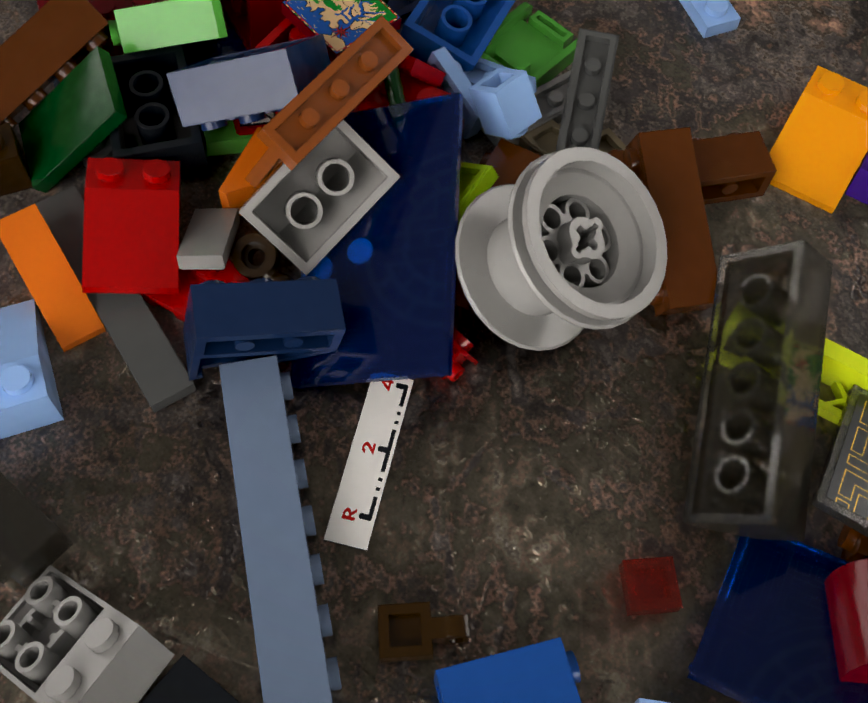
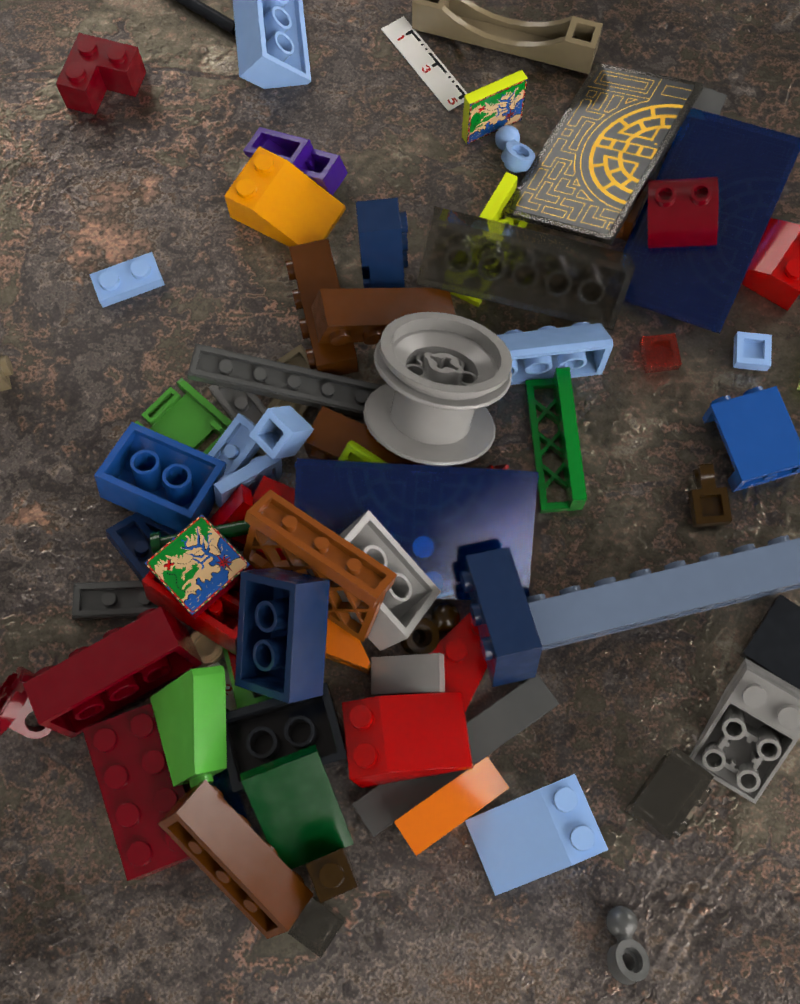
camera: 85 degrees left, 10 degrees up
(368, 463) = (590, 543): white sticker -> none
(508, 441) = (568, 439): none -> green fence
(635, 415) = (541, 351): none -> light blue slope
(767, 203) = (382, 242): none -> dark blue wedge

